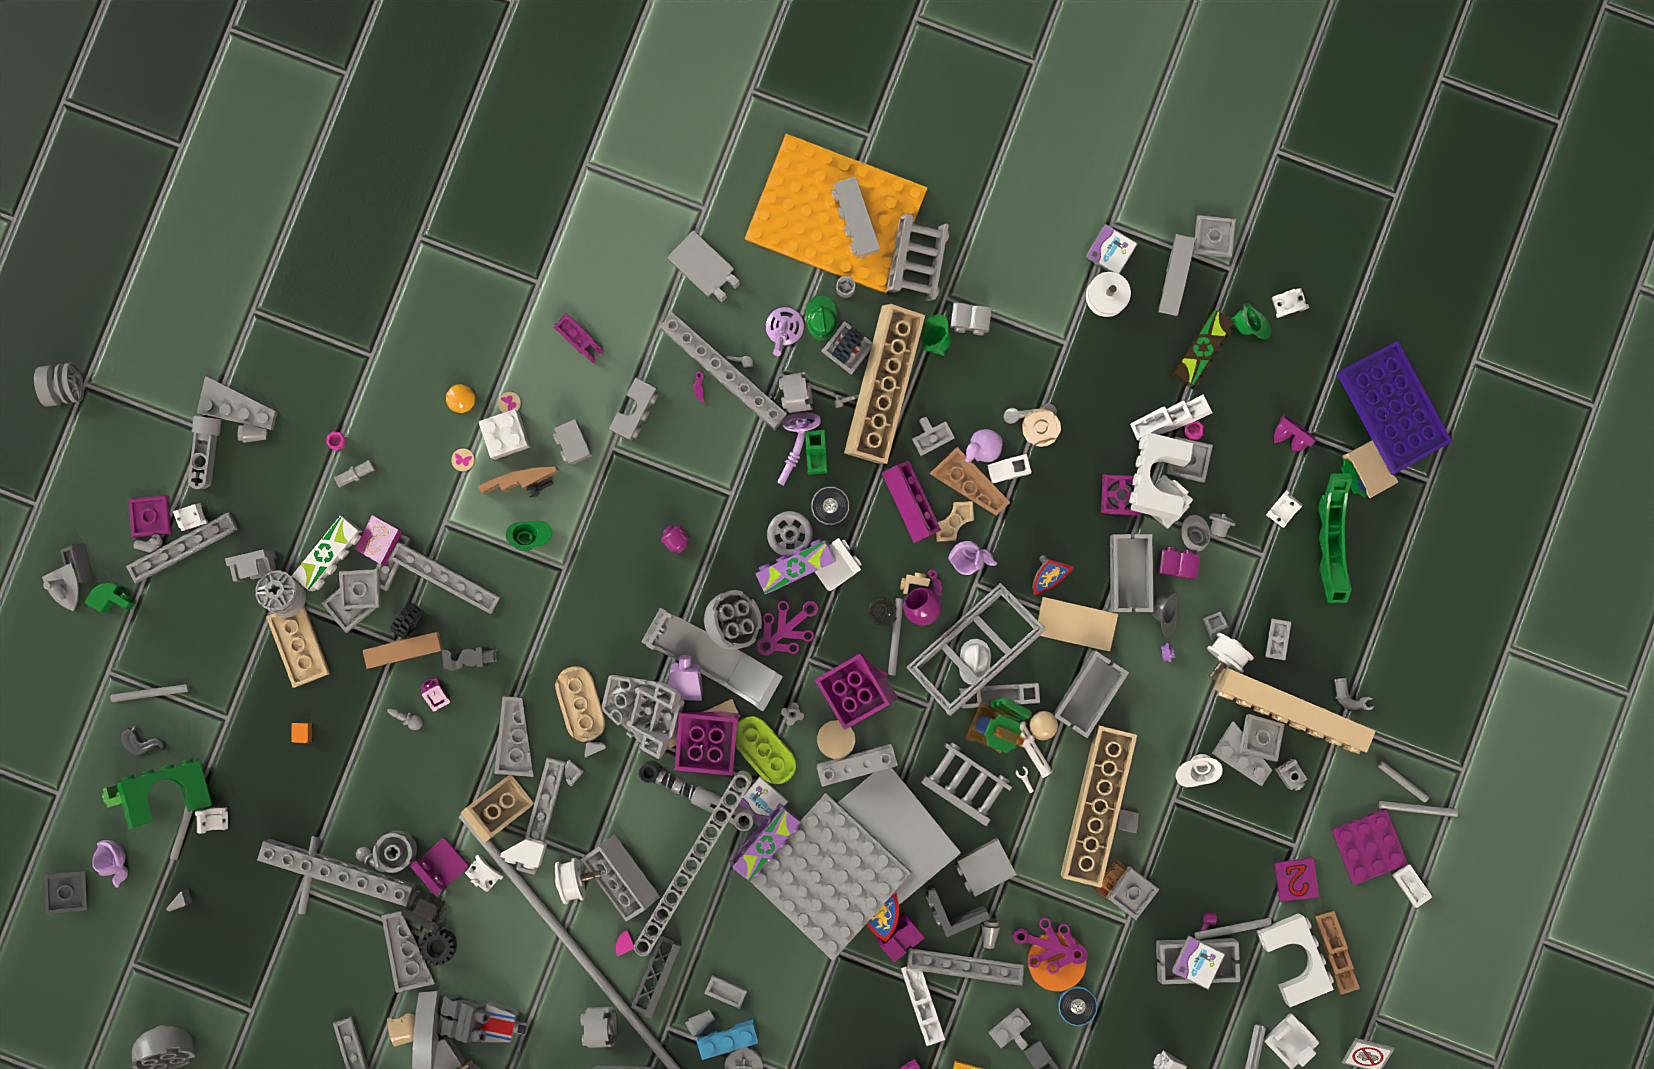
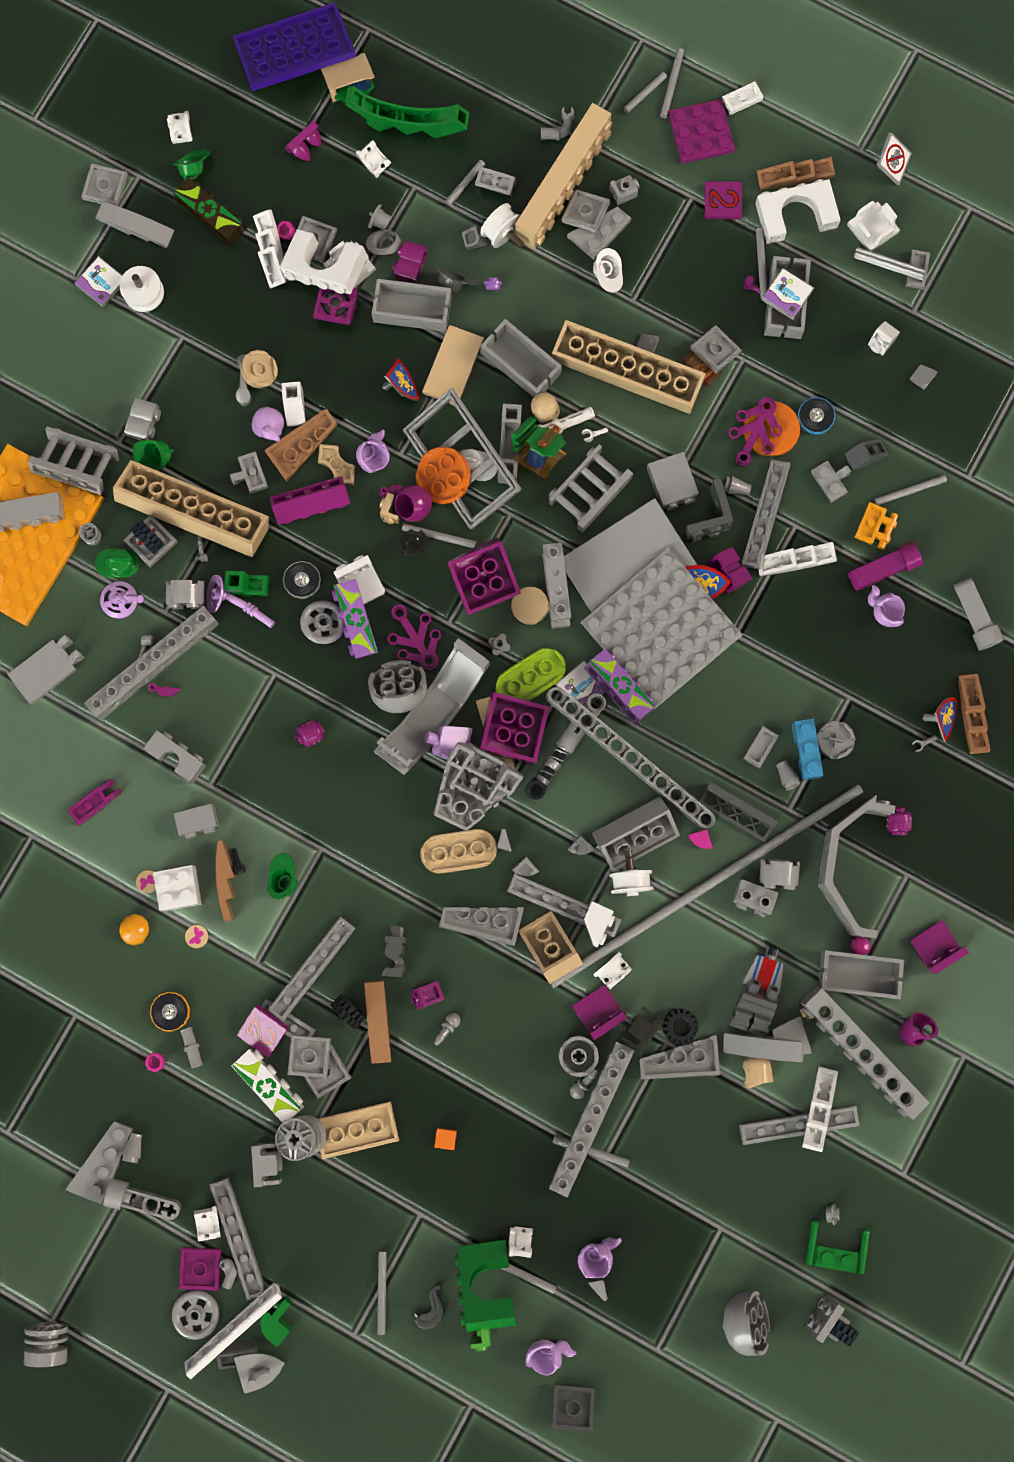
camera: 80 degrees left, 5 degrees down
(95, 557) = (232, 1330): none -> white tile
(116, 532) = (210, 1307): none -> light grey plate
(205, 896) = (597, 1259): none -> lavender hair
(386, 446) = (170, 1011): none -> black tile
(573, 1004) = (755, 898): none -> light grey brick
(601, 824) = (581, 847): none -> light grey tile
(957, 632) = (444, 474): none -> orange tile
(1275, 607) = (464, 183): none -> light grey bar

